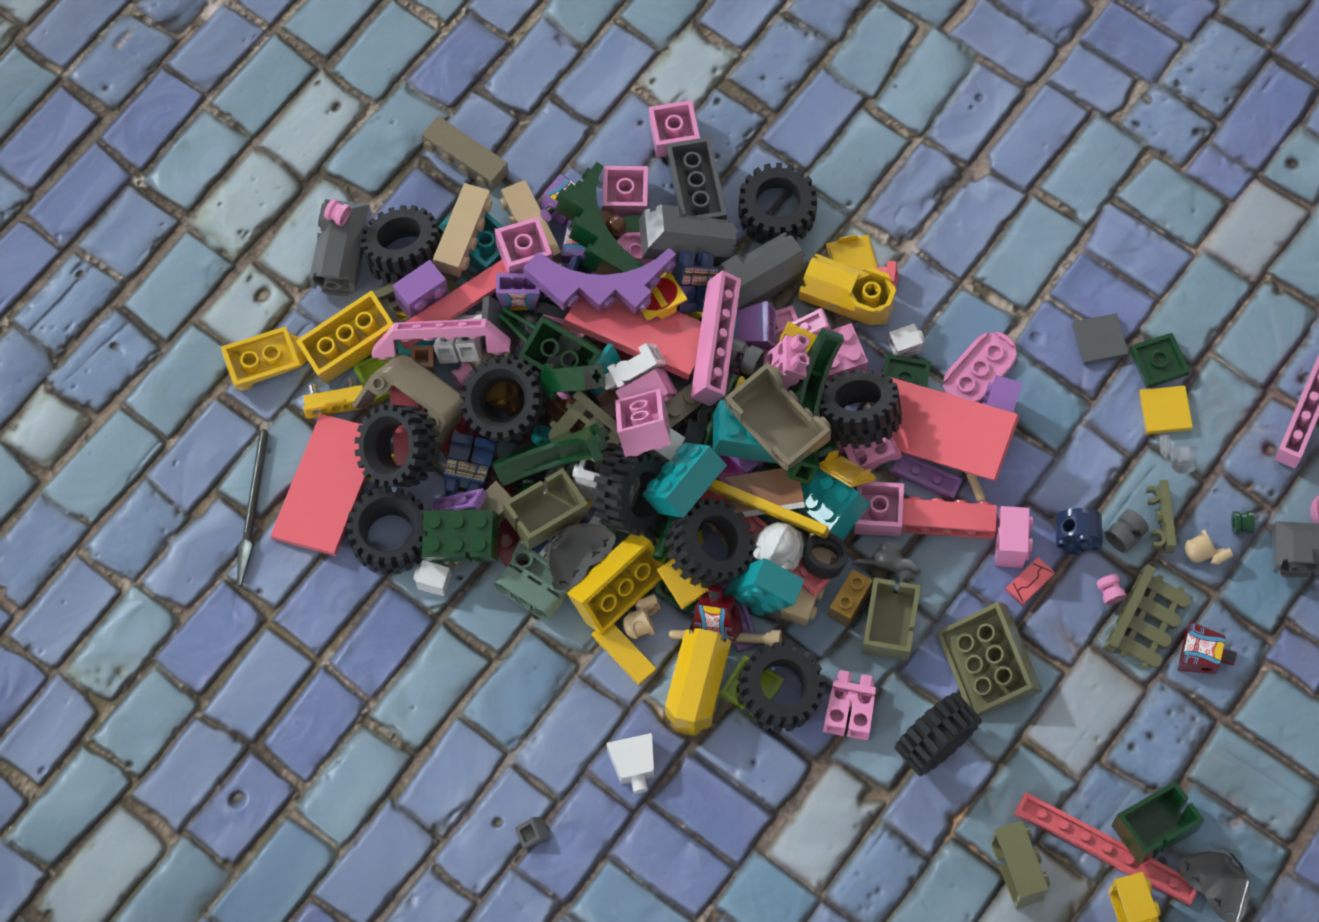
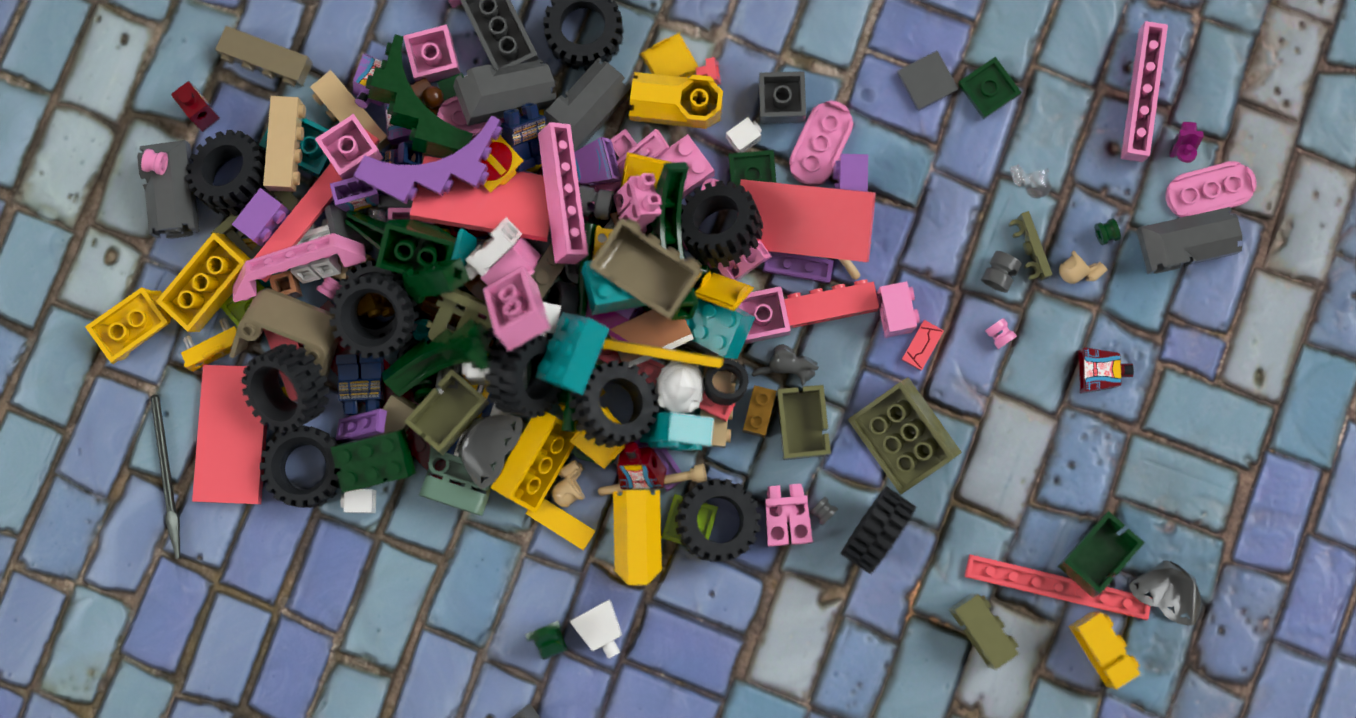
camera: 10 degrees left, 15 degrees up
(385, 174) = (194, 103): none -> dark red torso
(580, 752) = (548, 640): none -> dark green piece
(888, 709) = (823, 511): none -> dark grey wheel
(952, 315) = (782, 97): none -> dark grey brick
(1078, 530) = (957, 285): dark blue brick -> none
(1137, 625) = (1024, 360): olive fence -> none
(1165, 410) = (1007, 136): yellow tile -> none

